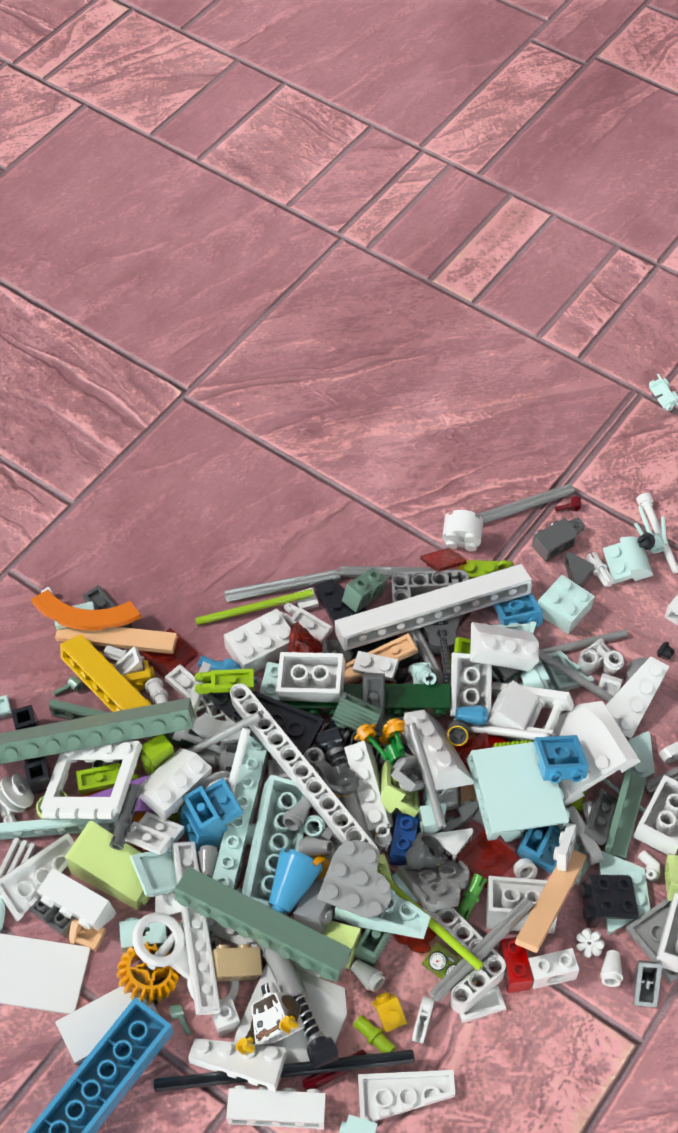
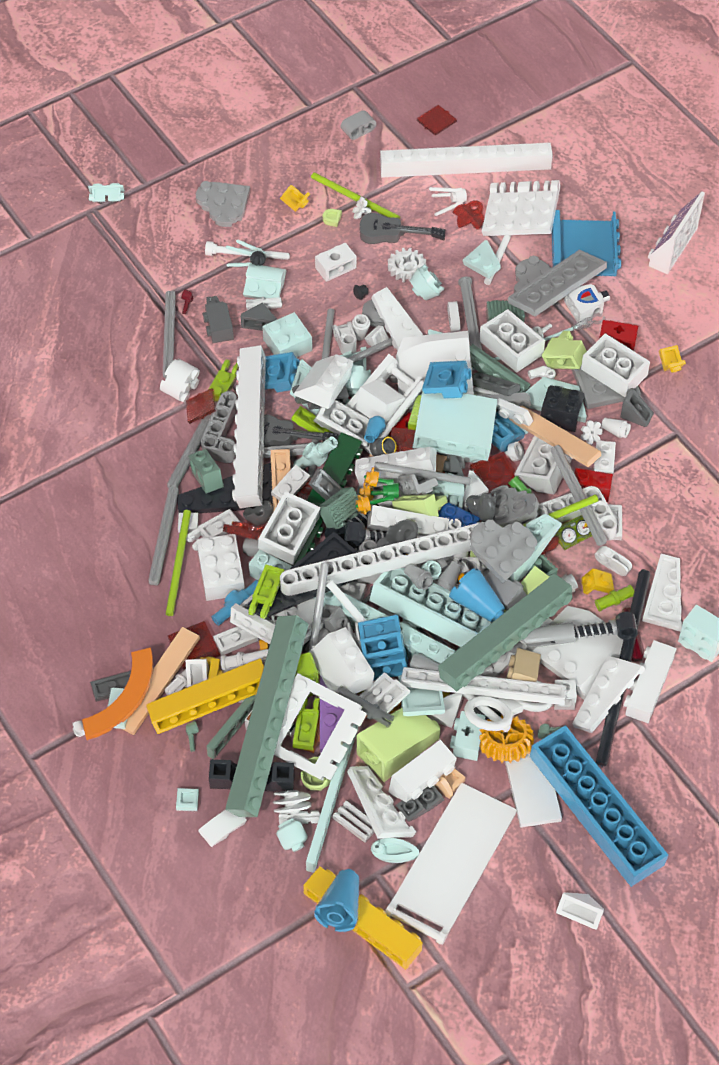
camera: 70 degrees left, 0 degrees up
(272, 1019) = (588, 648): torso -> none

